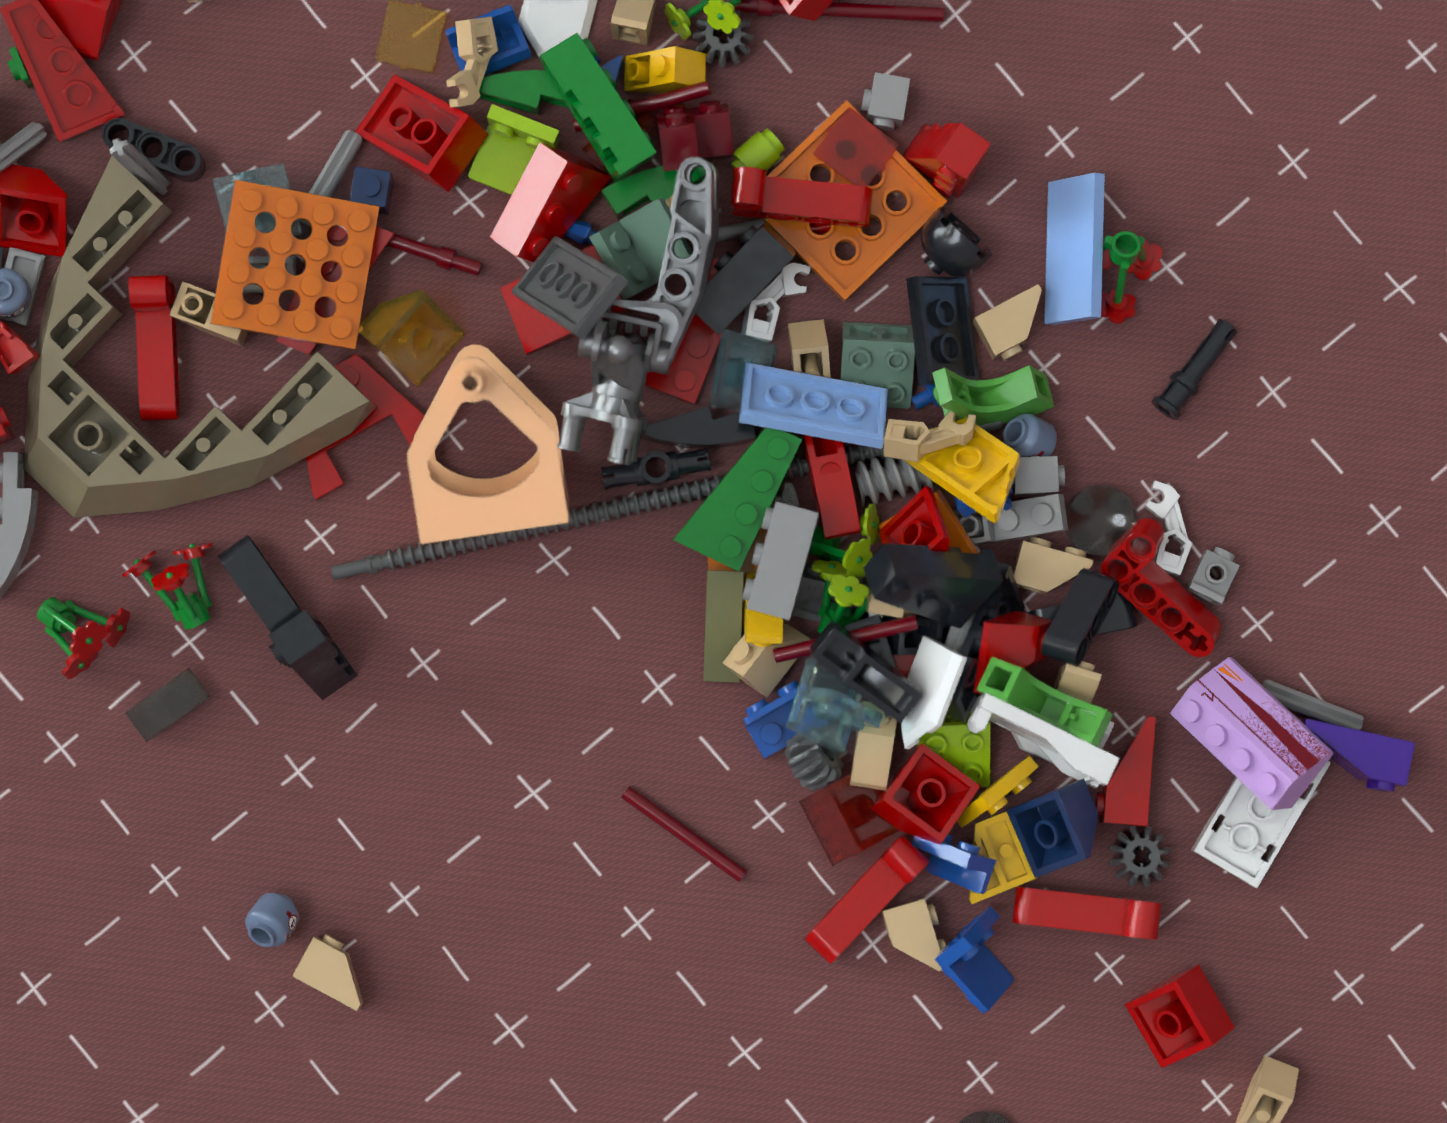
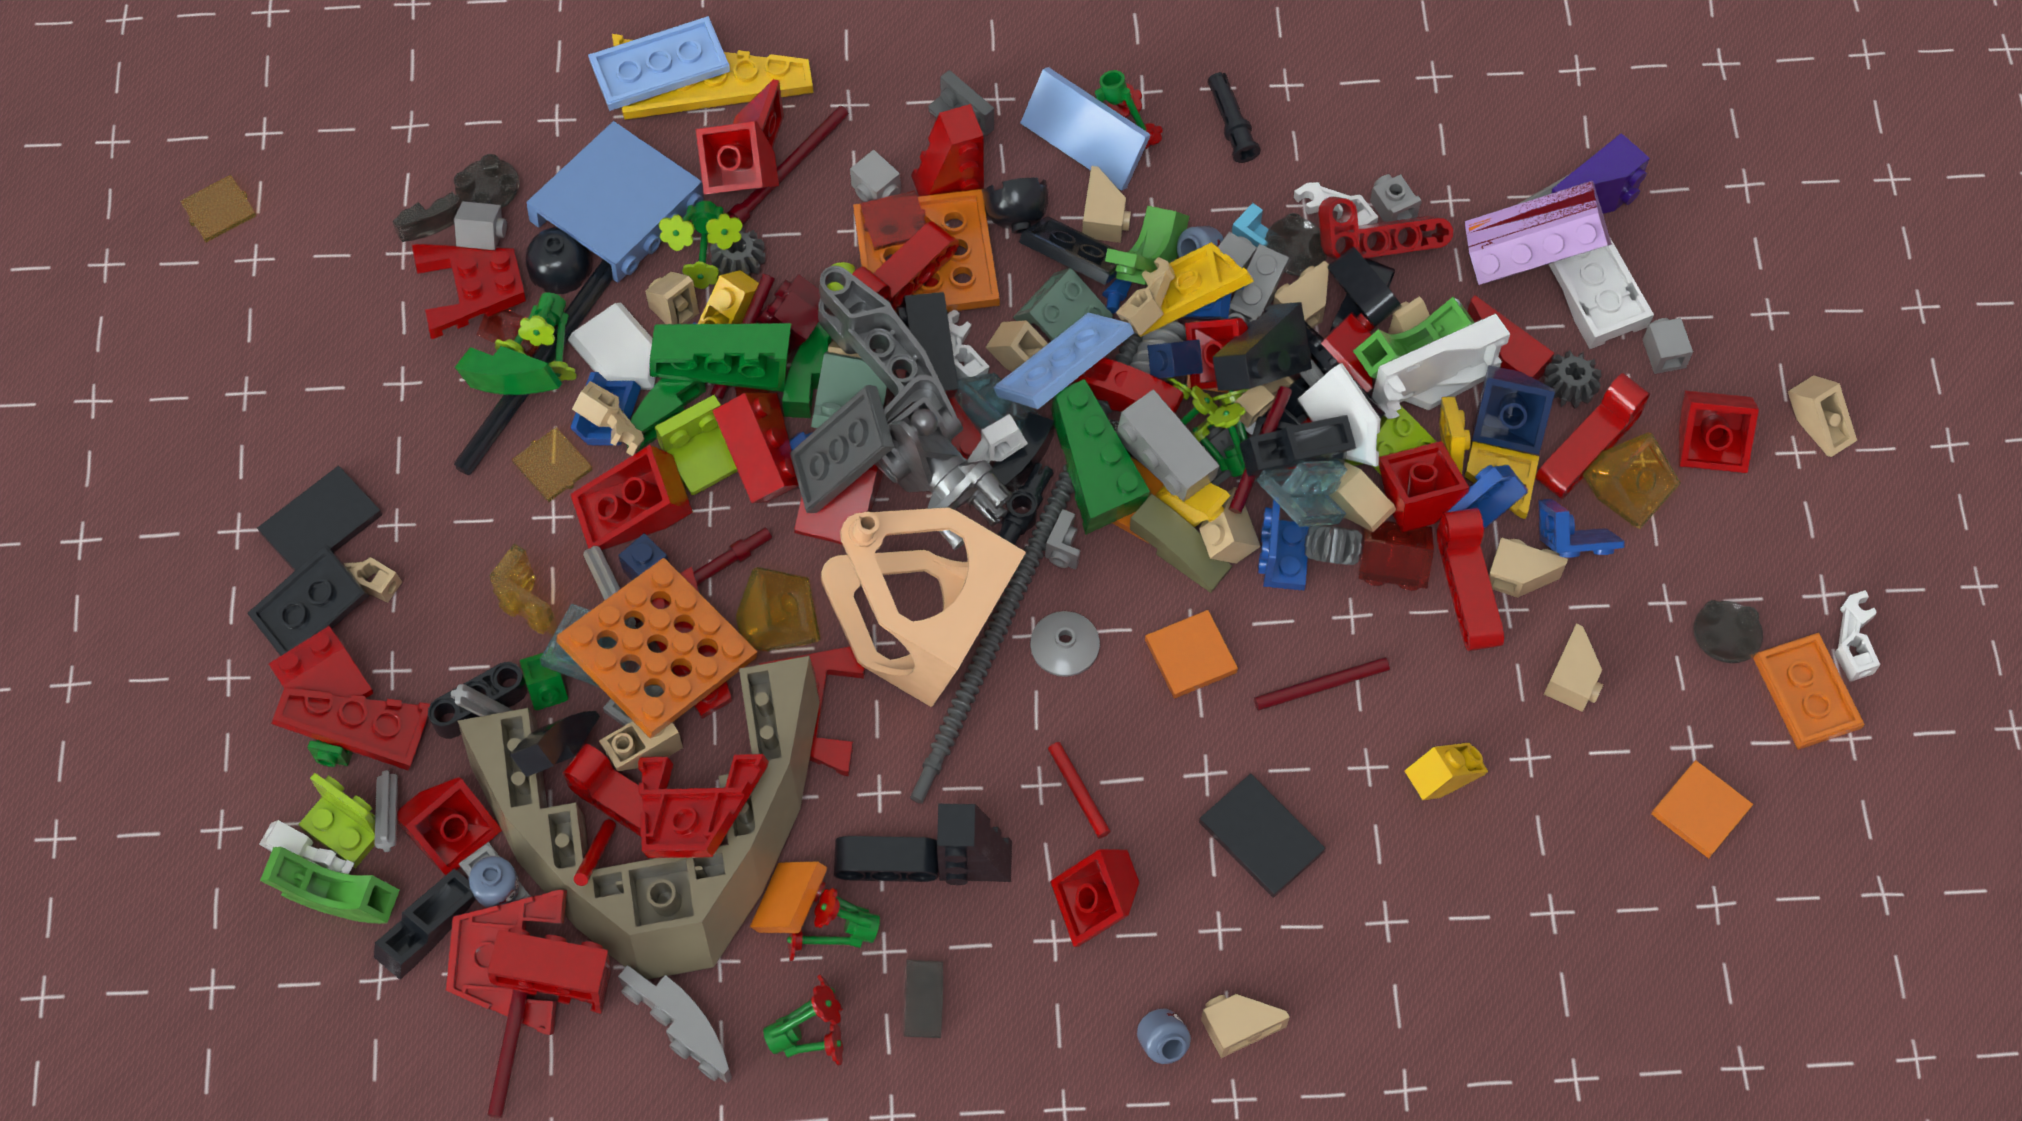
camera: 50 degrees left, 20 degrees down
(88, 353) = (594, 852): none -> red bar
(152, 248) = (554, 742): none -> black slope
(159, 412) = (692, 819): none -> red wing
(167, 536) = (788, 897): none -> orange tile
(200, 191) = (543, 684): none -> green bracket
(275, 94) = (512, 586): none -> clear yellow bracket
(354, 782) = (1096, 893): none -> red slope
(440, 699) = (1079, 790): none -> red bar
(509, 877) = (1262, 835): none -> black tile
(567, 611) = (1060, 657): none -> light grey dish
(630, 705) = (1191, 654): none -> orange tile
(658, 520) = (1060, 541): none -> light grey bracket
(675, 993) = (1446, 770): none -> yellow slope
(689, 406) = (998, 441): none -> white piece
(847, 1043) = (1576, 673): none -> tan slope
(885, 501) = (1175, 359): none -> dark blue brick
(1014, 124) = (957, 94): none -> dark grey bracket
(1074, 974) = (1633, 479): none -> clear yellow slope
(1083, 471) = (1250, 226): none -> medium azure panel
(1238, 917) = (1667, 345): none -> light grey brick

